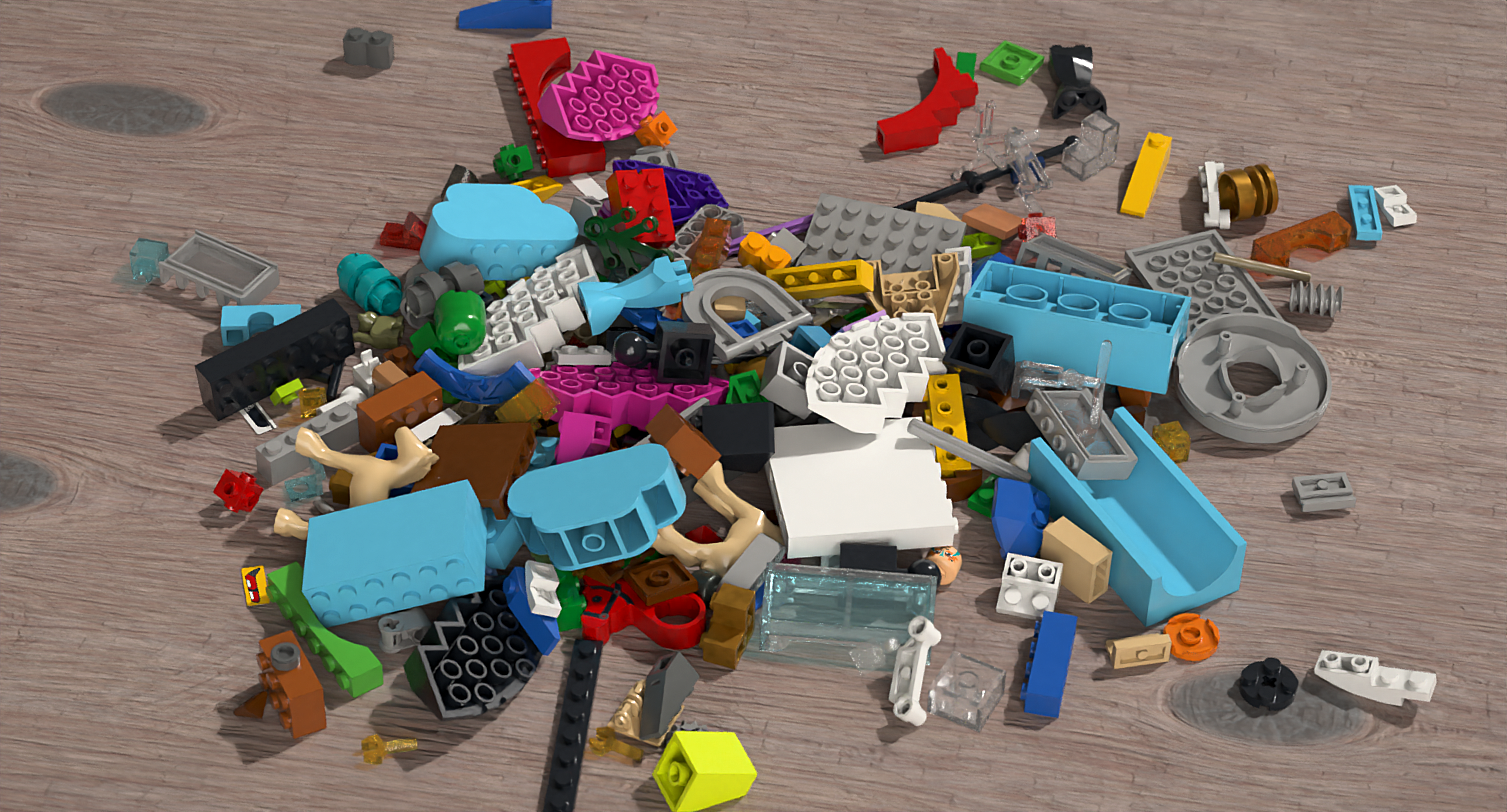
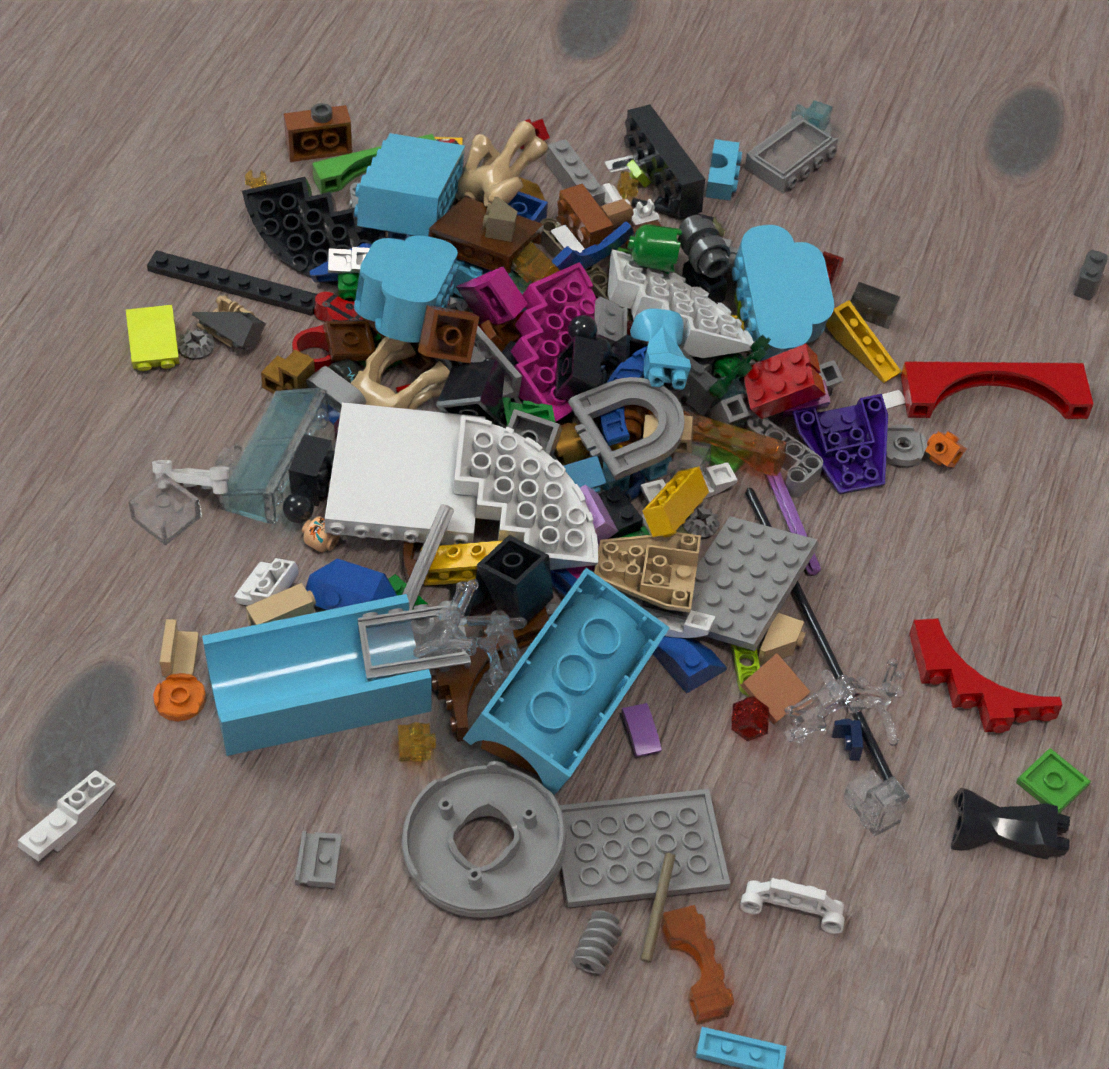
camera: 100 degrees right, 10 degrees up
(313, 481) = (539, 174): clear light blue bracket -> none
(370, 284) = (742, 222): teal piece -> none
(467, 440) = (500, 220): none -> dark tan slope
(512, 162) = (910, 343): green brick -> none
(601, 98) = (985, 417): dark pink brick -> none
(611, 744) = (210, 295): clear yellow bar -> none
(761, 254) = (740, 488): light orange brick -> none
(789, 243) = (753, 506): light grey brick -> none
(966, 63) = (1054, 740): green sticker -> none
(1050, 664) = (180, 579): blue brick -> none
(1071, 260) = (677, 725): light grey window -> none
(1147, 174) = (838, 850): yellow slope -> none
(1248, 192) = (774, 924): pearl gold wheel -> none
(1270, 672) = (96, 724): black plate -> none

